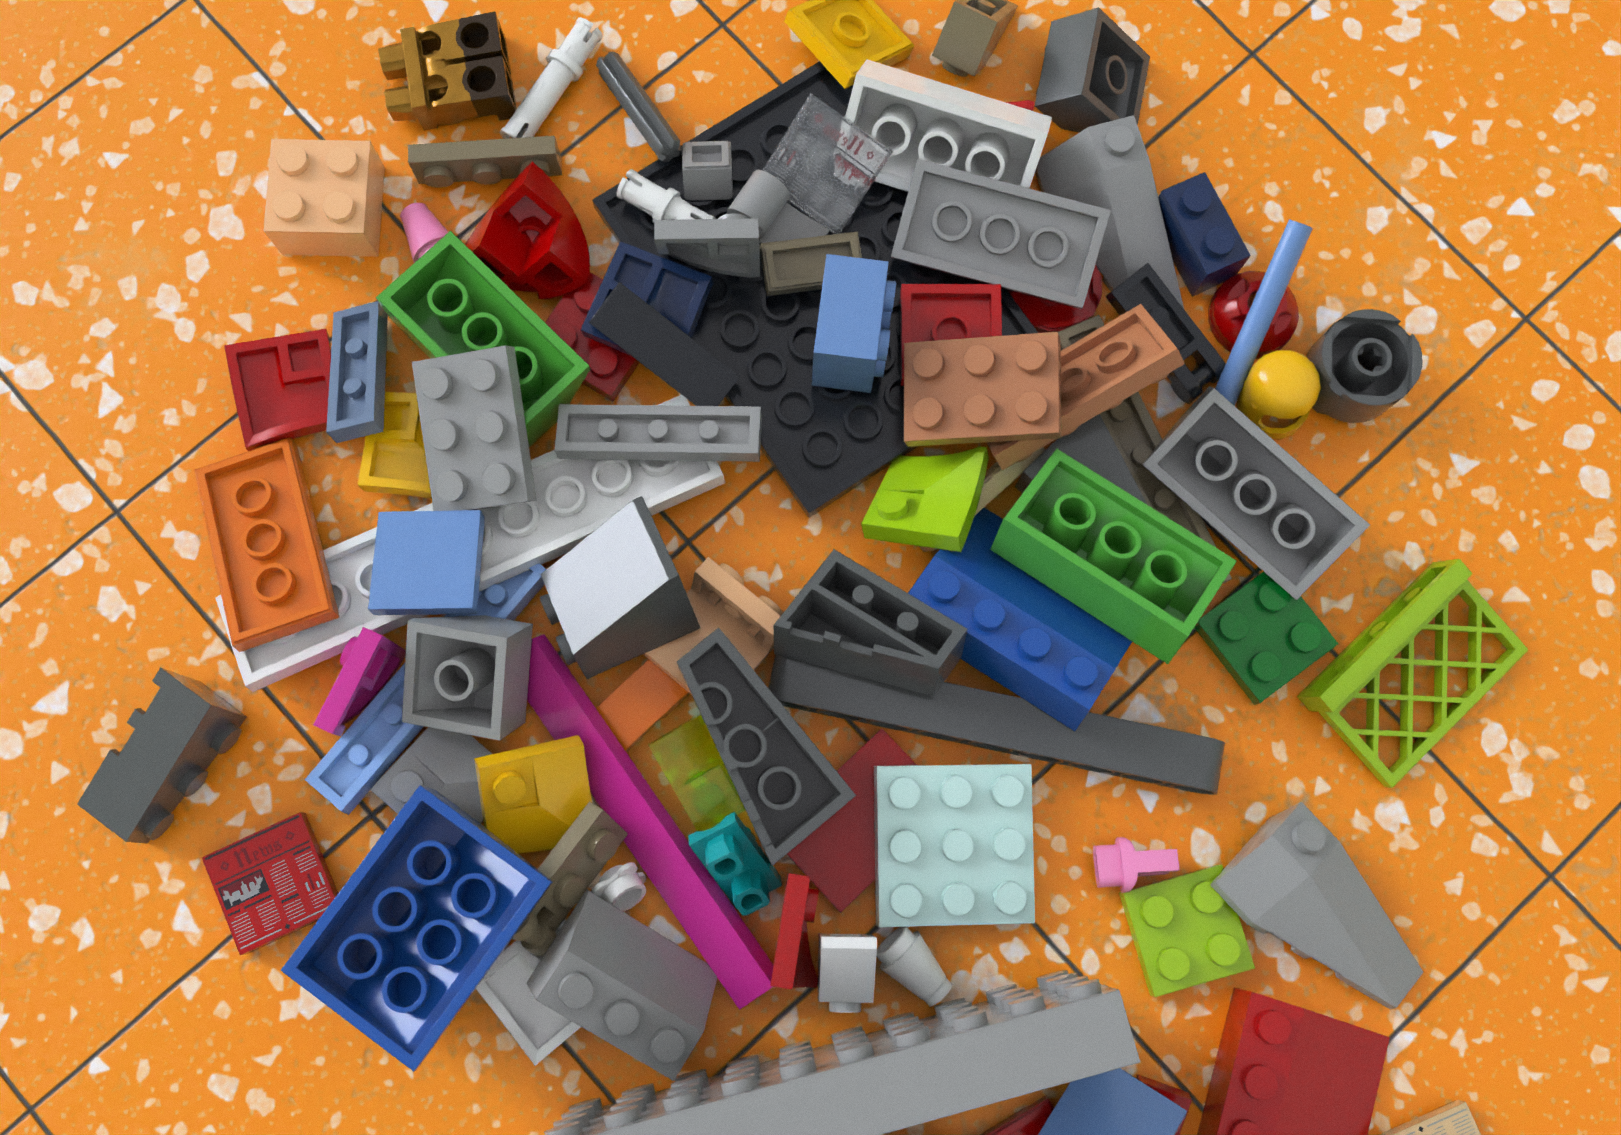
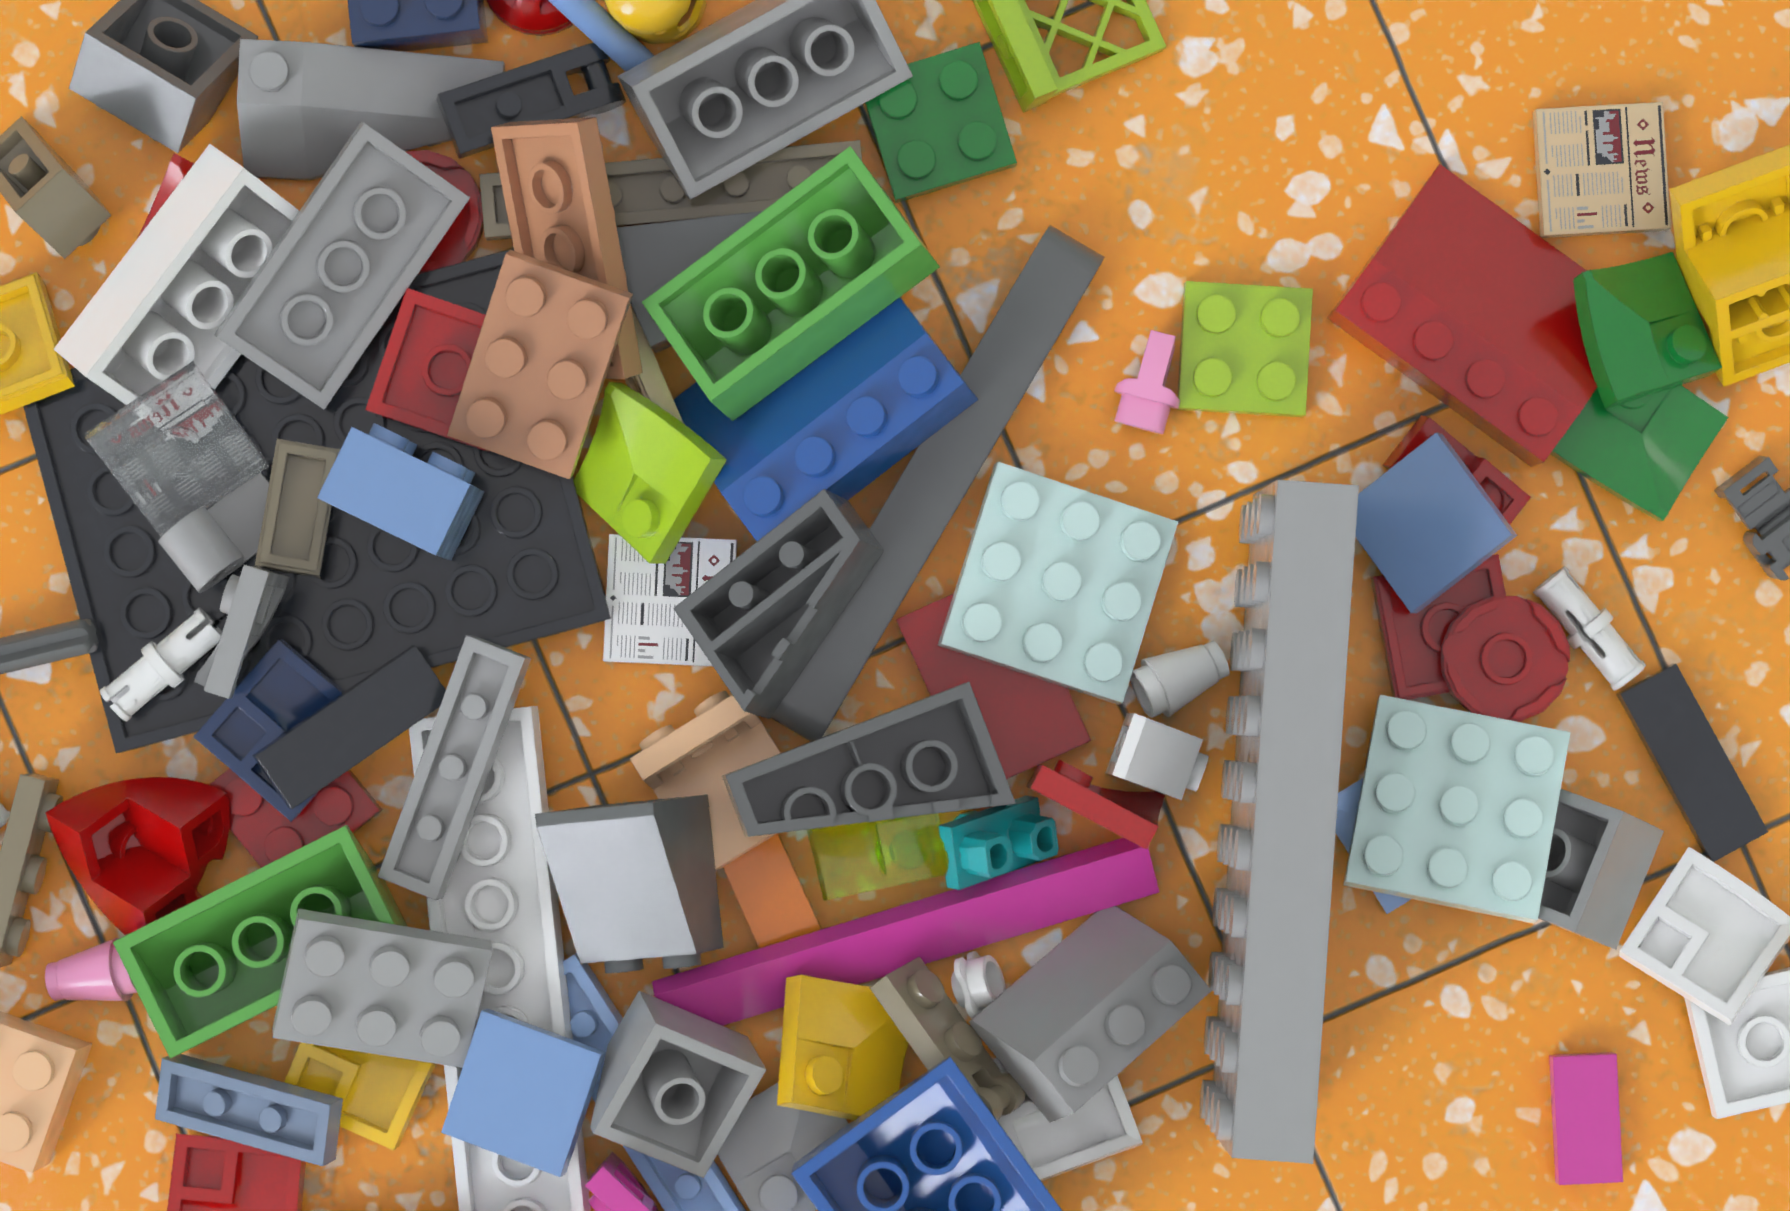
camera: 65 degrees left, 10 degrees up
(707, 170) = (127, 596): light grey slope -> none
(811, 539) = (644, 595): none -> white tile
(1311, 895) = (1261, 192): light grey wedge -> none

